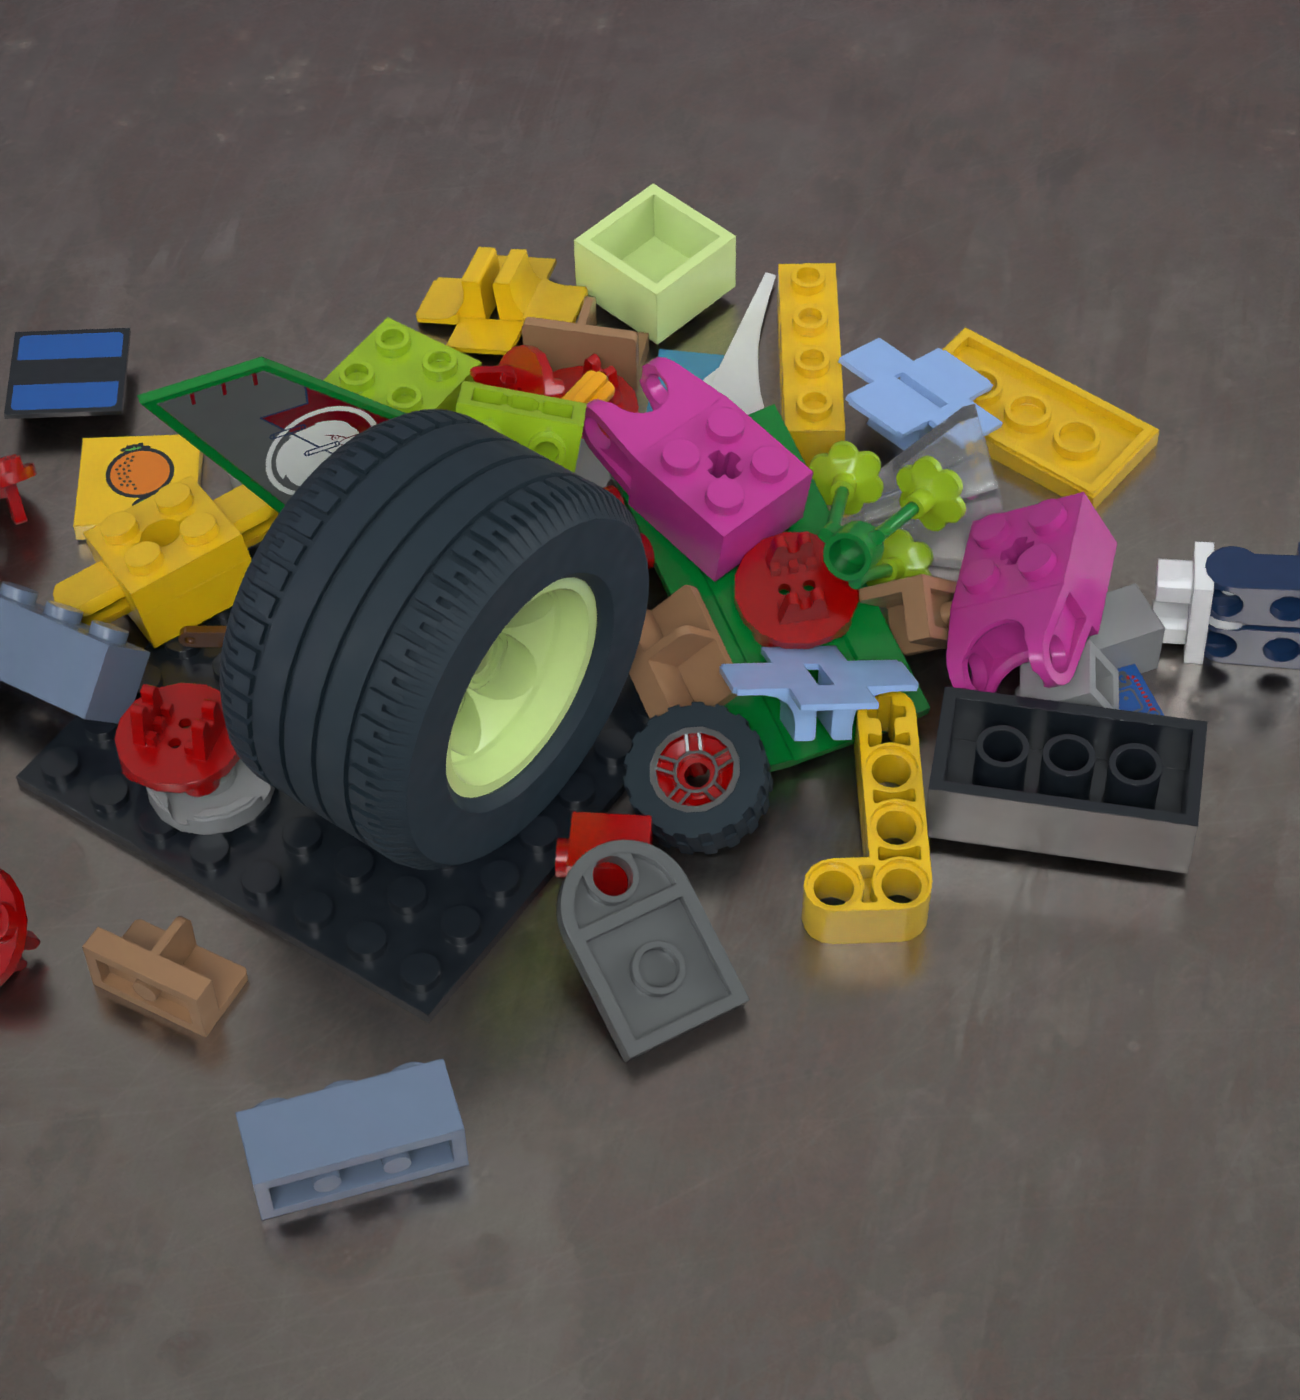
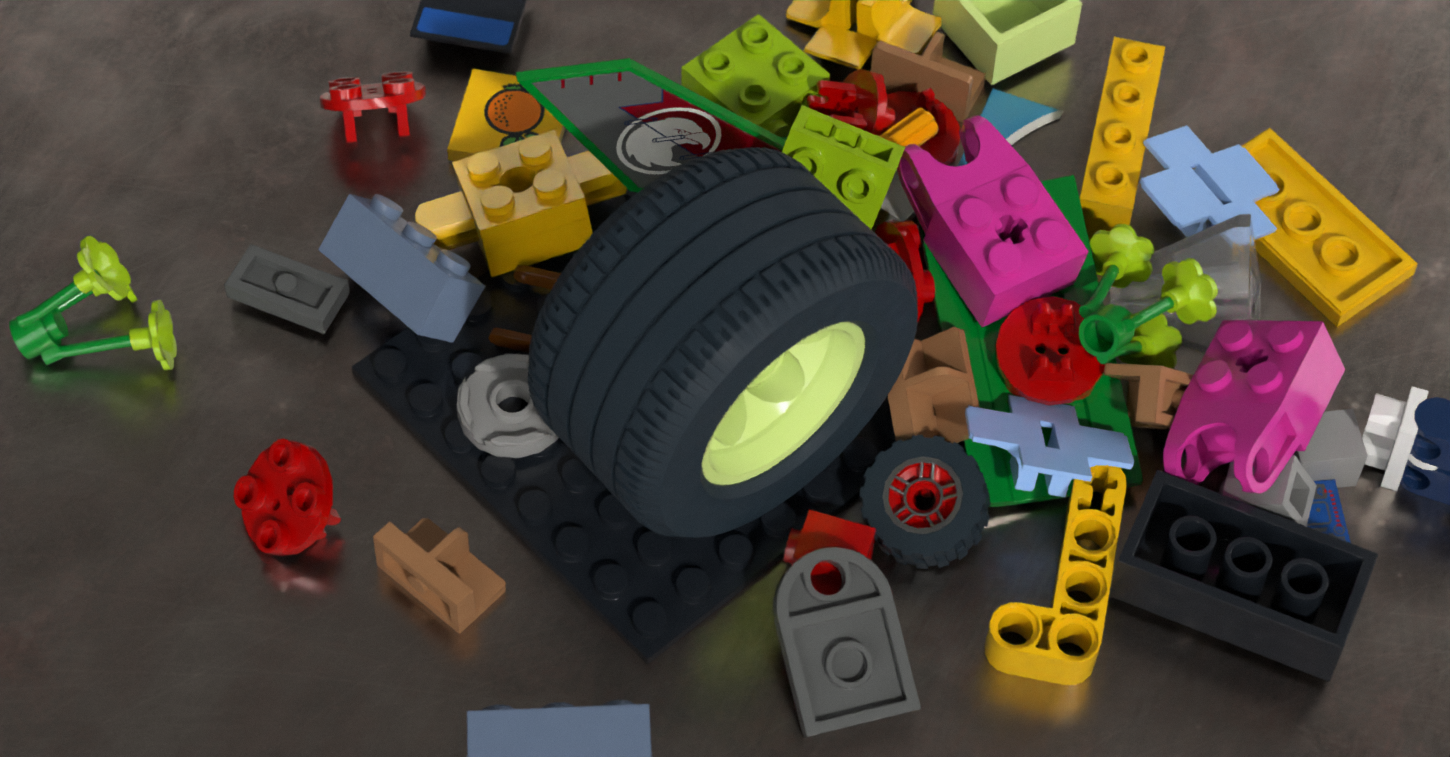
camera: 10 degrees right, 5 degrees up
(156, 725) = (473, 354): red plate -> none
(739, 369) = (1051, 139): white sticker -> none

